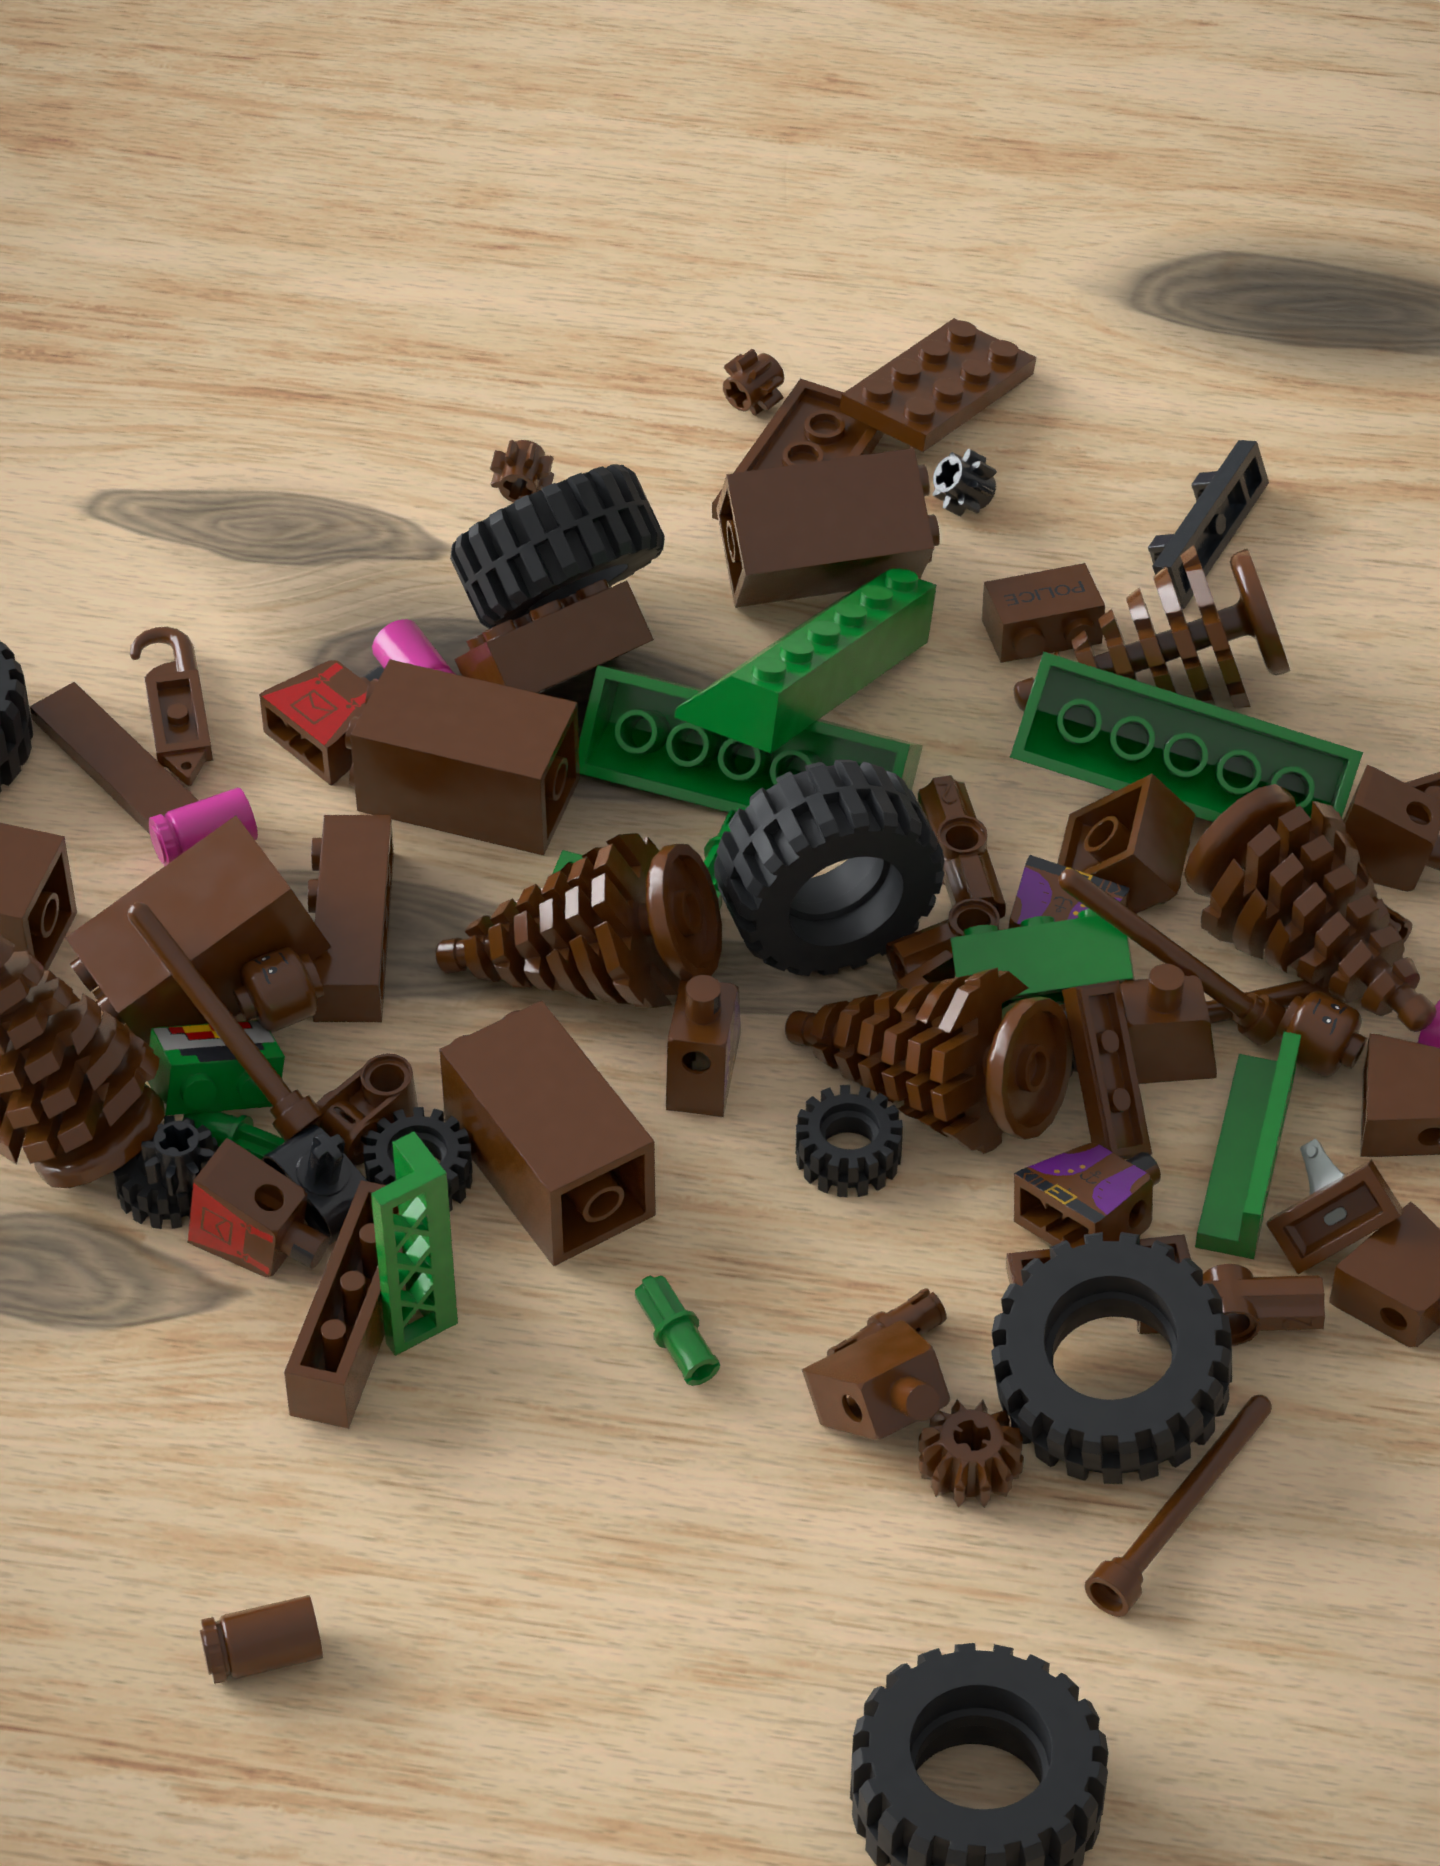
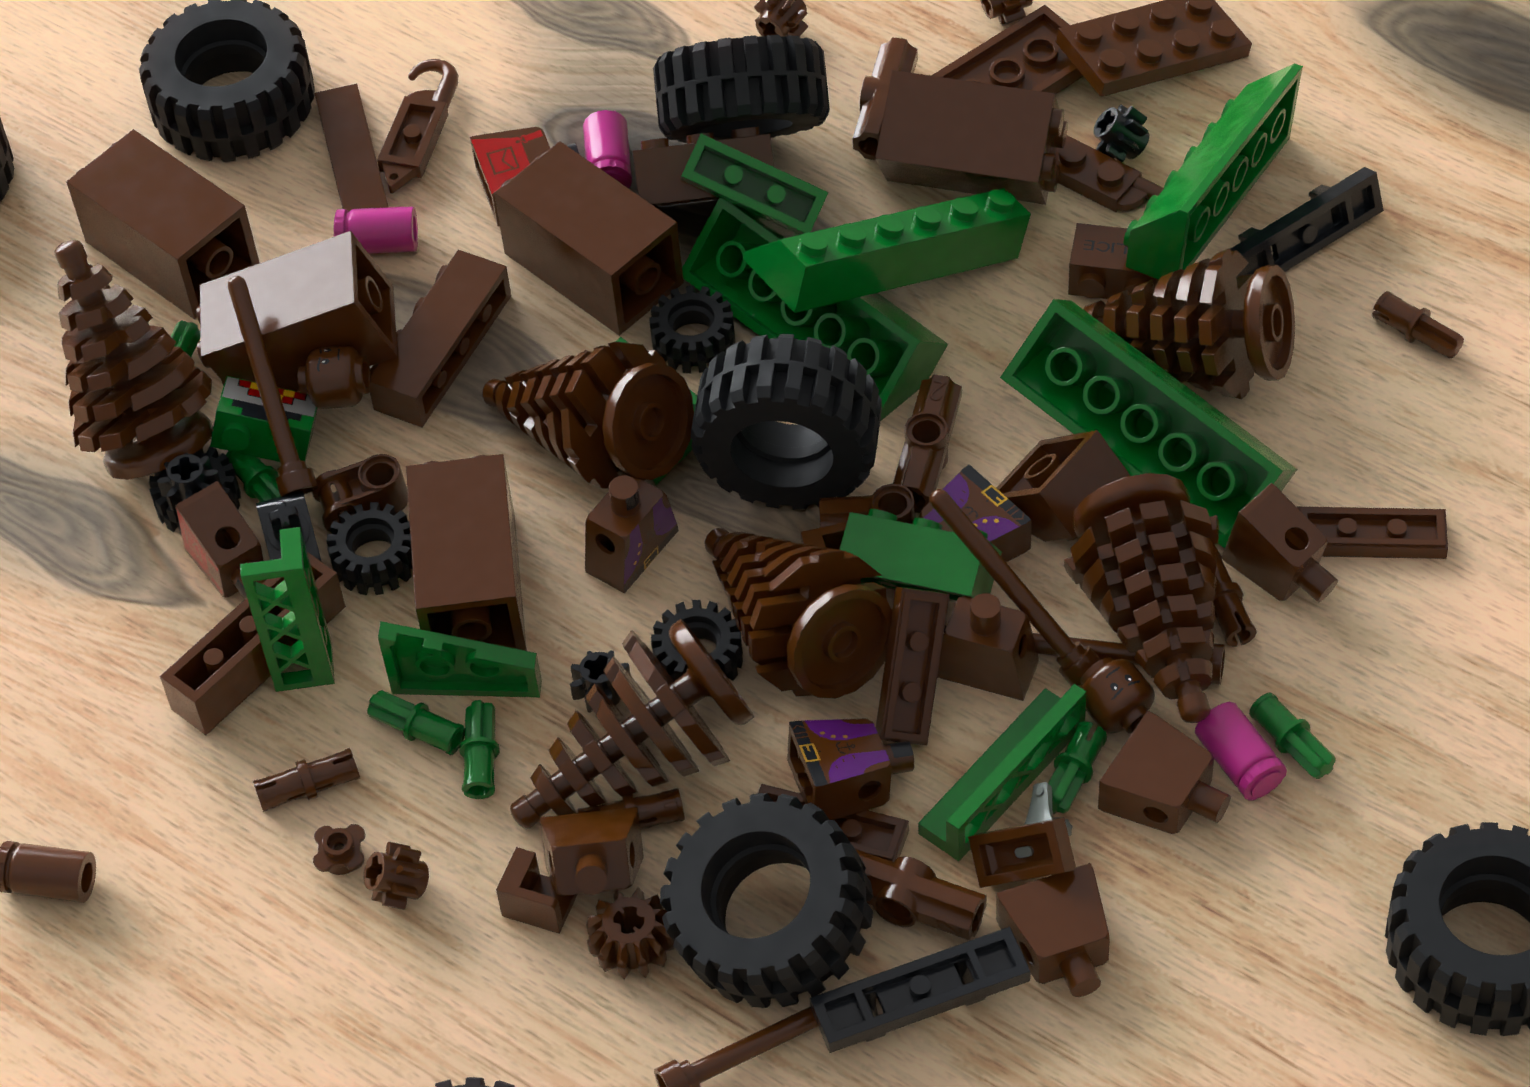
camera: 30 degrees right, 5 degrees up
(499, 1431) = (306, 779): none -> reddish brown pin
(584, 1326) = (416, 721): none -> green axle
(591, 1503) = (342, 860): none -> reddish brown plate
(600, 1248) = (455, 666): none -> green wing
(629, 797) = (691, 309): none -> black tyre
(642, 638) = (753, 185): none -> green brick
(676, 1490) = (396, 875): none -> reddish brown gear
(688, 522) = (893, 55): none -> reddish brown piece
(768, 1210) = (592, 672): none -> black gear
(836, 1459) = (530, 896): none -> reddish brown panel
(864, 1218) = (626, 736): none -> reddish brown plant
(993, 540) = (1102, 177): none -> reddish brown plate
(1098, 491) = (1214, 176): none -> green slope
(1314, 1392) = (920, 989): none -> black hinge
(1317, 1113) = (1075, 766): none -> green axle
(1378, 580) = (1417, 324): none -> reddish brown axle

